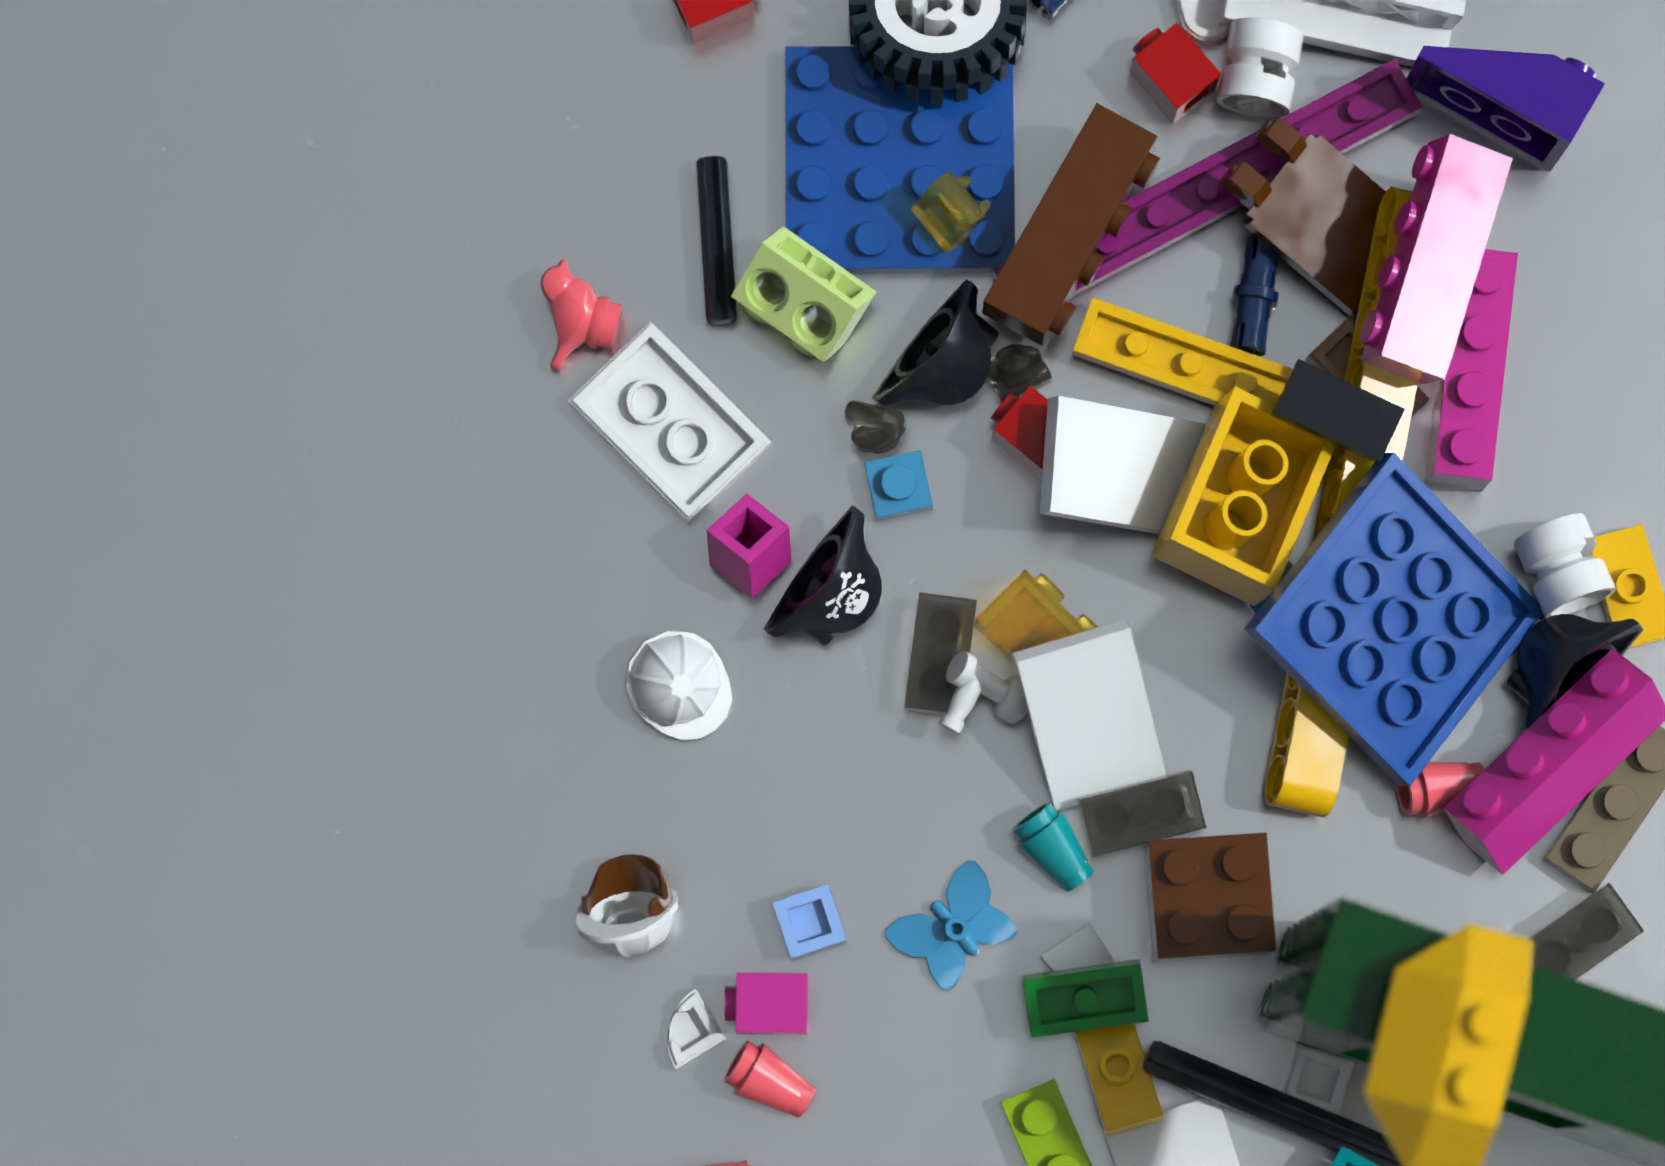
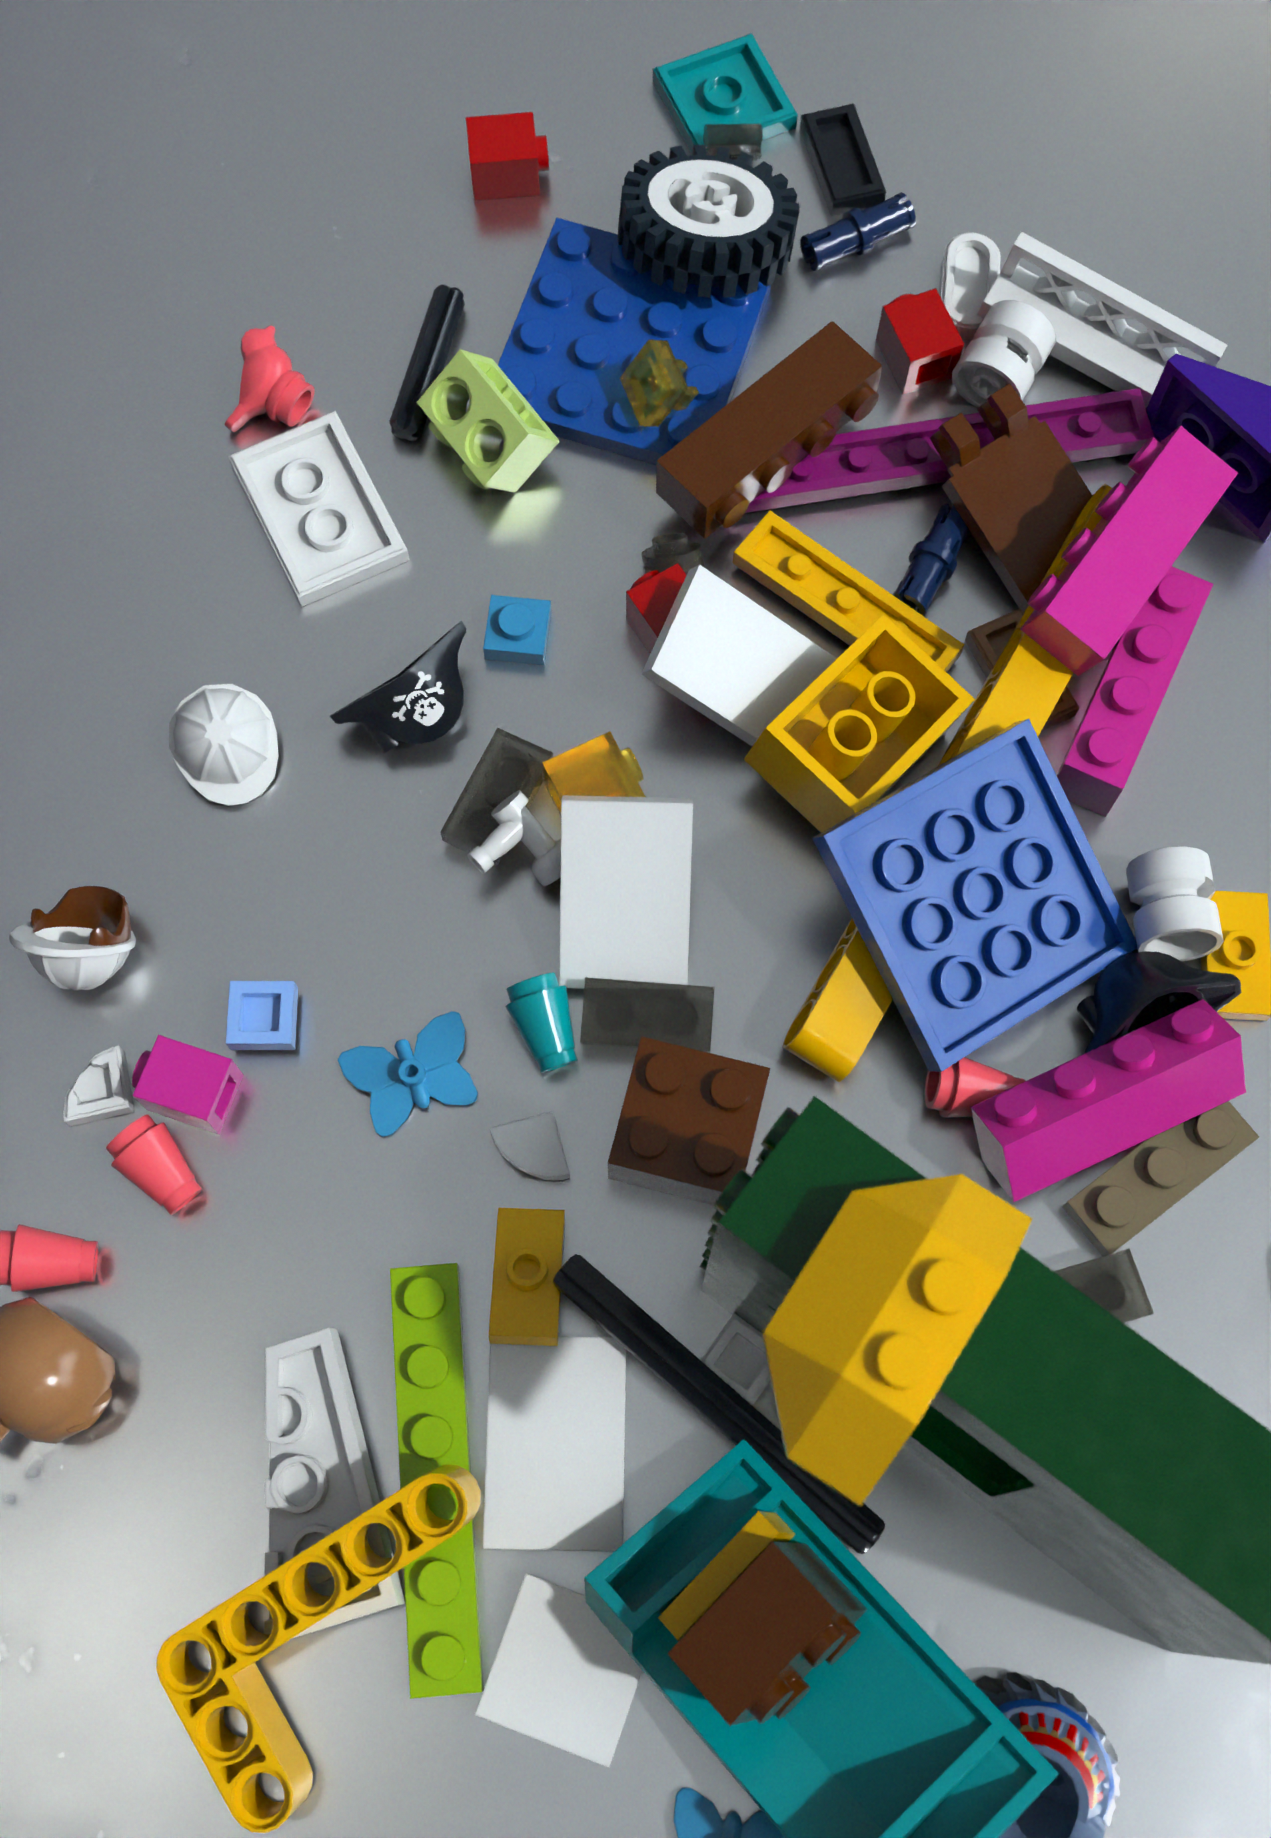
camera: 15 degrees right, 10 degrees down
(749, 546) = (343, 628): dark pink brick -> none
(875, 427) = (515, 564): clear smoke plate -> none
(946, 357) = (610, 525): black hat -> none
(1085, 998) = (517, 1184): green plate -> none
(1338, 411) = (982, 666): black tile -> none

